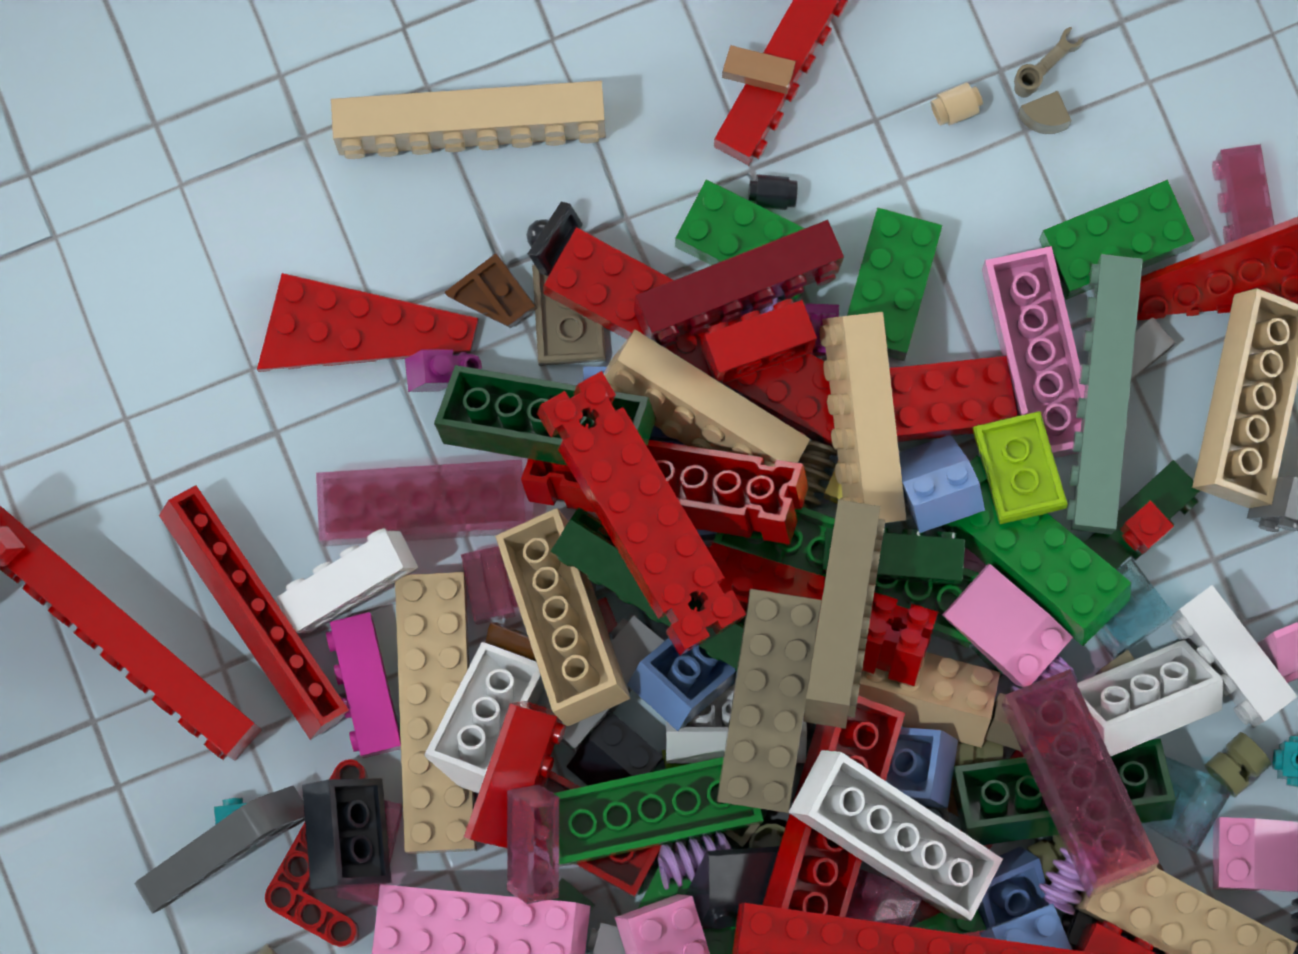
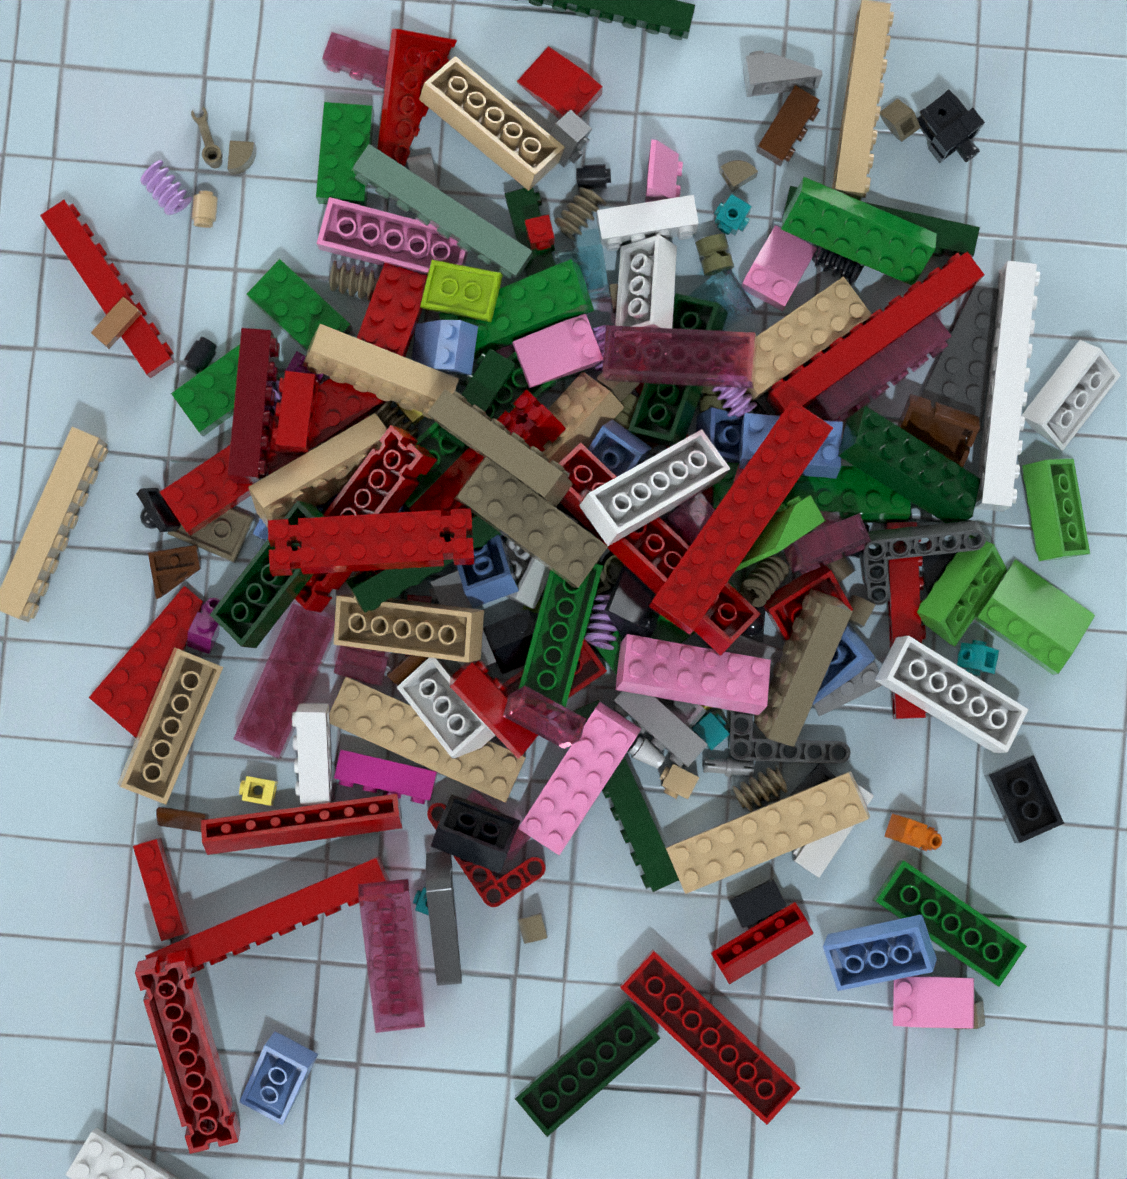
camera: 65 degrees left, 5 degrees up
(88, 480) = (160, 889): none -> red brick
(141, 805) = (391, 955): none -> clear pink brick
(187, 459) = (180, 818): none -> reddish brown slope
(261, 525) = (269, 790): none -> light yellow brick
(294, 388) = (170, 726): none -> tan brick
(954, 43) = (164, 190): none -> lavender piece
(962, 328) = (352, 281): none -> dark tan piece
(1199, 566) = (578, 213): none -> dark tan piece
(1255, 560) = (593, 176): none -> black brick

